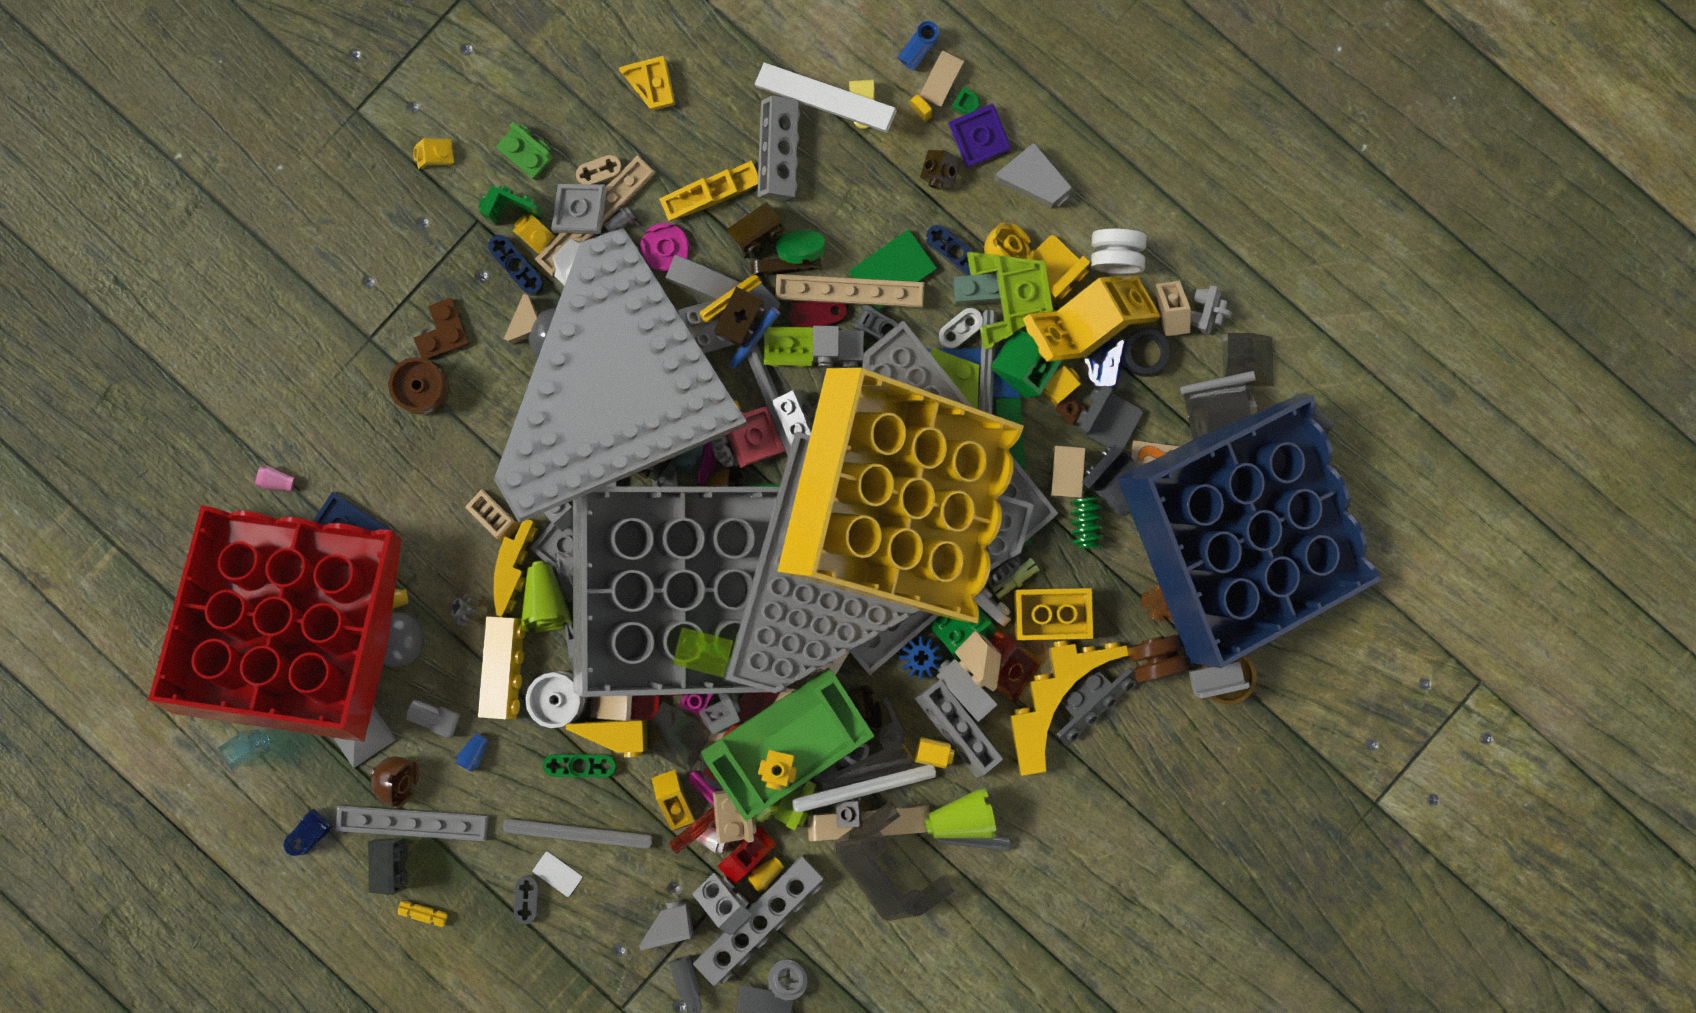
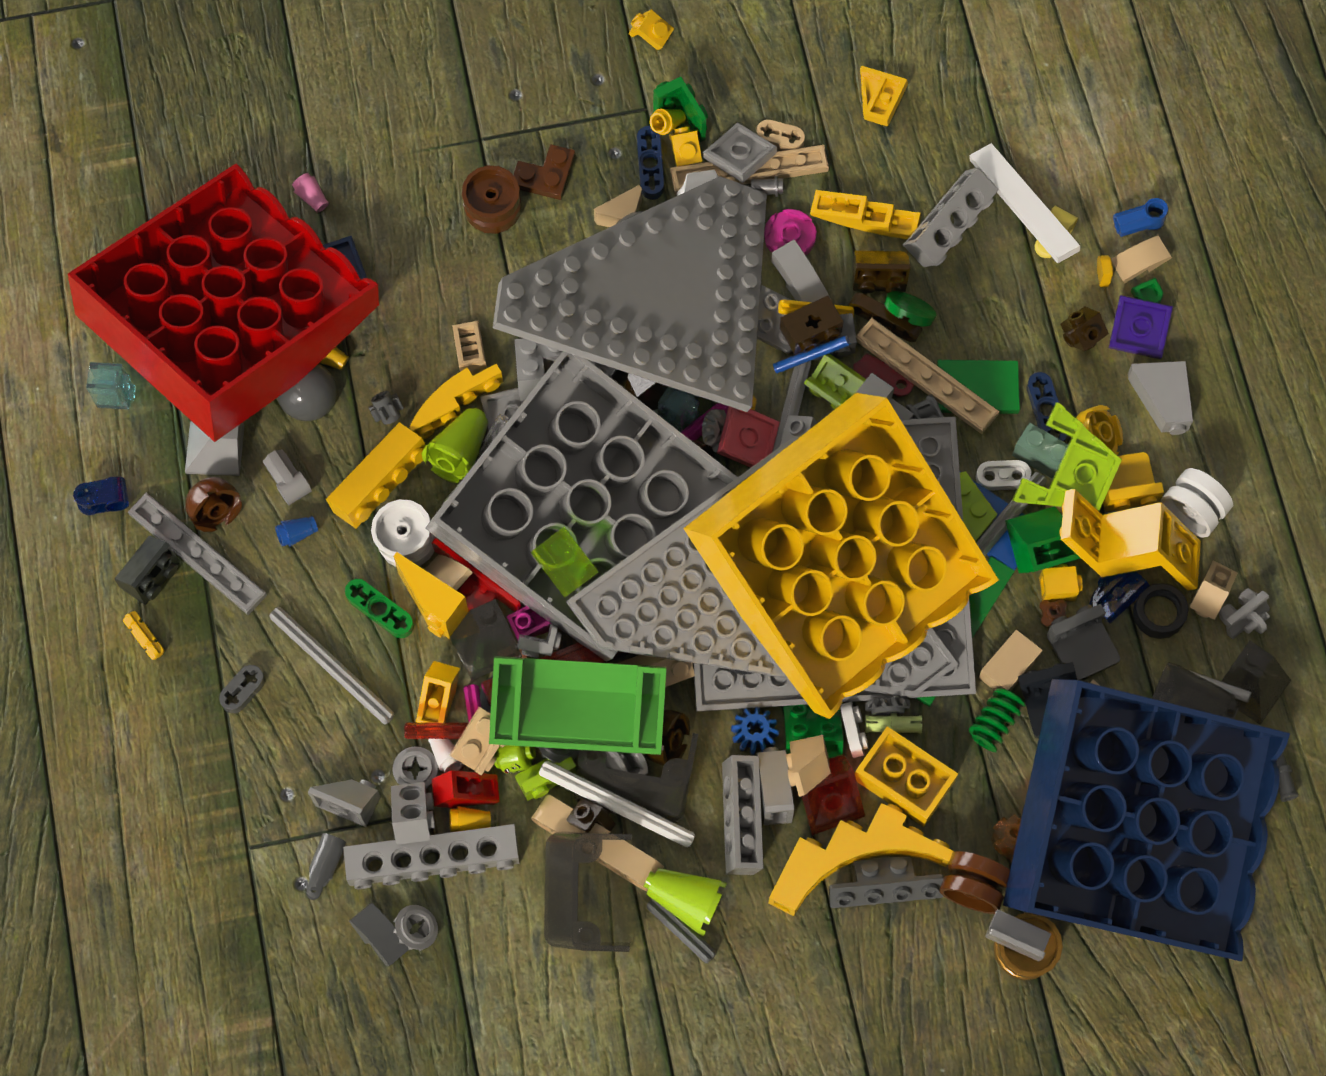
camera: 35 degrees right, 15 degrees down
(503, 224) = (666, 120): none -> yellow cone
(525, 151) = (729, 78): bright green bracket -> none
(557, 874) = (286, 688): white sticker -> none
(686, 862) = (406, 759): none -> light grey gear
(774, 760) = (552, 715): yellow brick -> none
(934, 752) = (703, 818): yellow brick -> none

